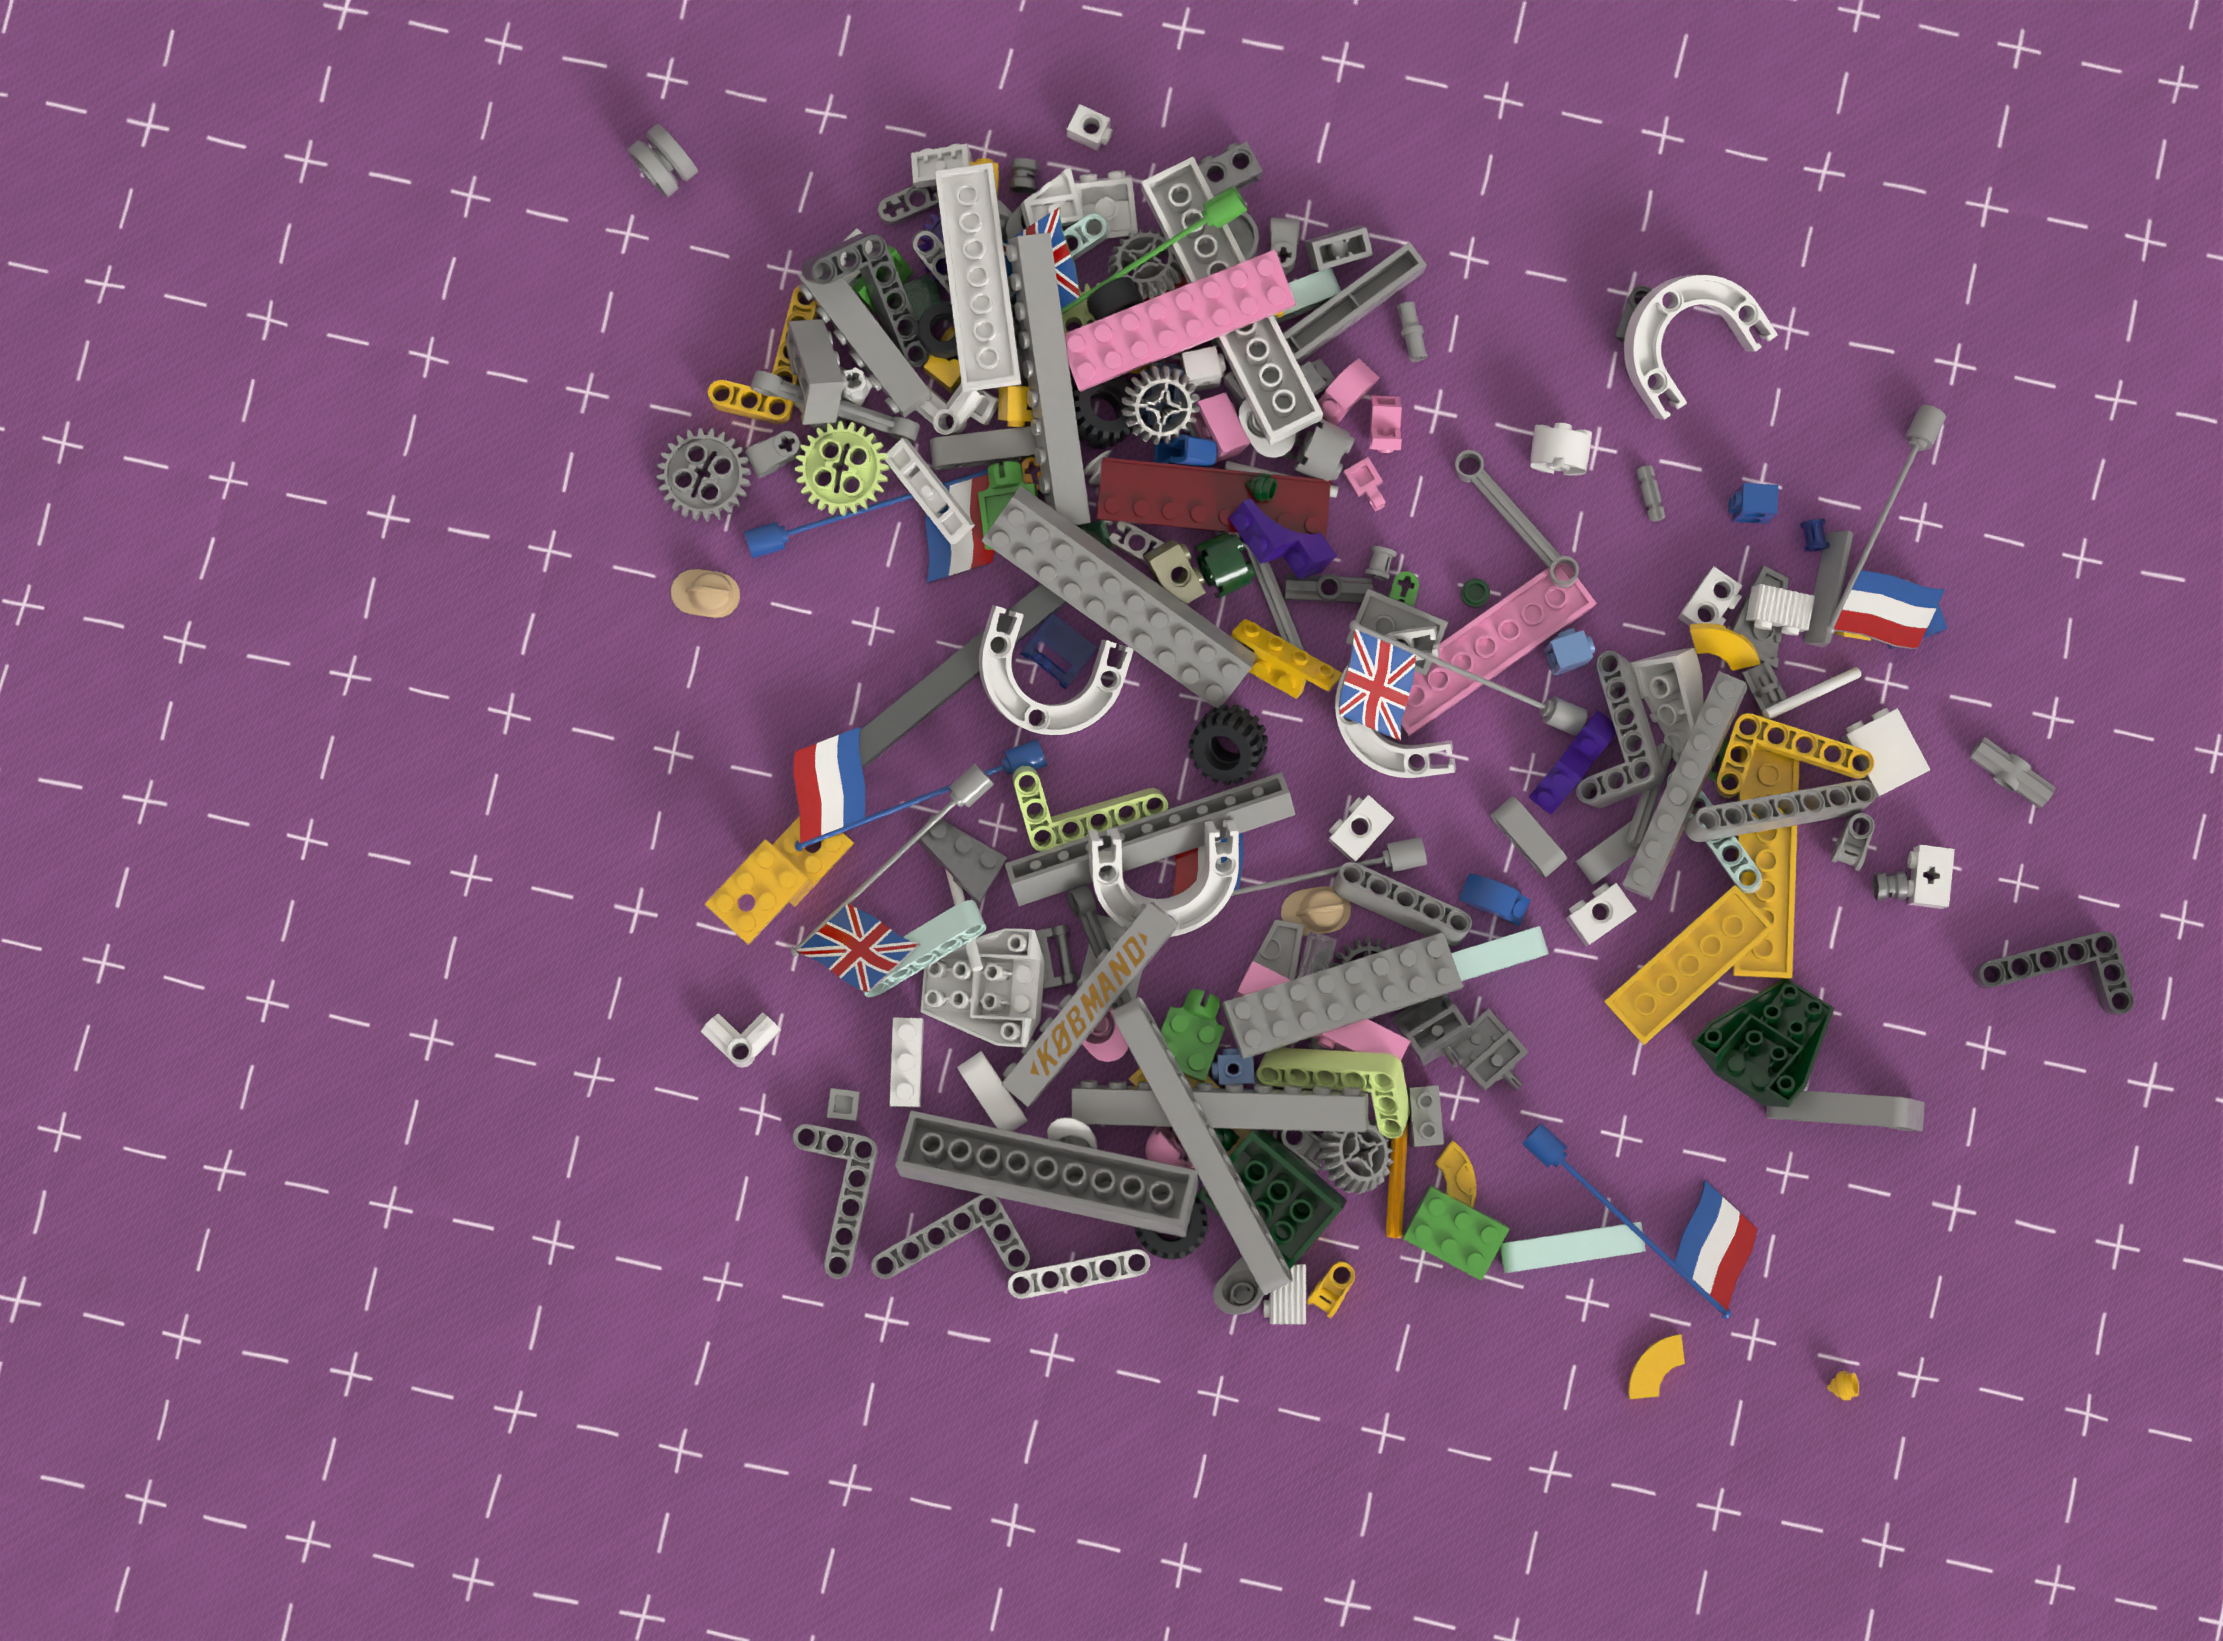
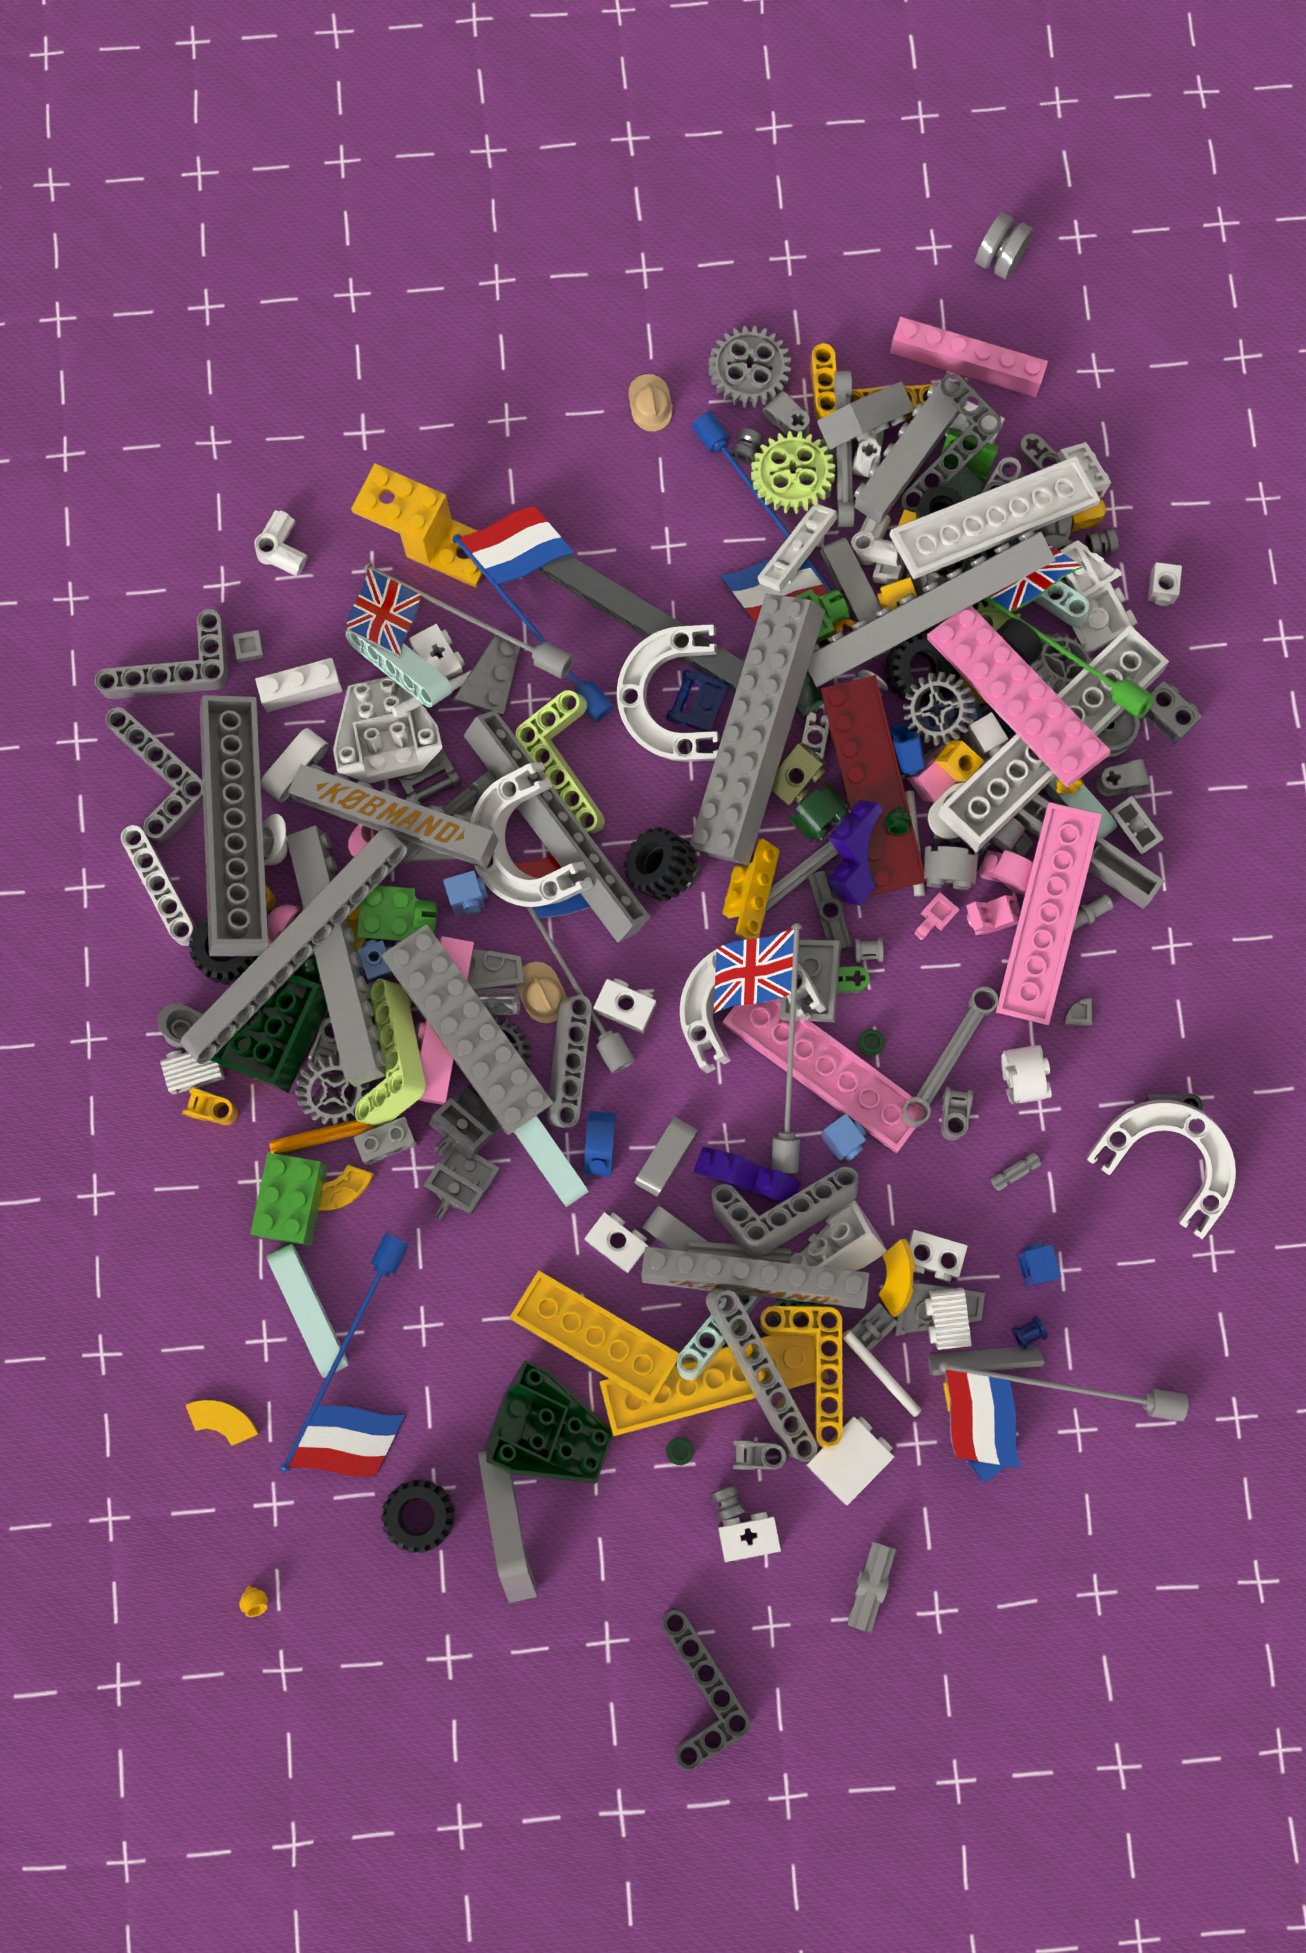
camera: 75 degrees right, 5 degrees down
(771, 241) = (968, 357): none -> bright pink brick
(793, 507) = (746, 446): none -> flat silver wheel
(904, 899) = (433, 641): none -> white brick
(1194, 953) = (466, 893): none -> medium blue brick
(1214, 410) = (950, 757): none -> yellow brick
(1404, 369) = (1048, 913): none -> bright pink plate
(1510, 374) = (1079, 1014): none -> light grey tile
(1572, 532) = (955, 1107): none -> light grey piece
(1824, 917) = (680, 1451): none -> dark green plate
(1837, 1195) = (394, 1523): none -> black tyre

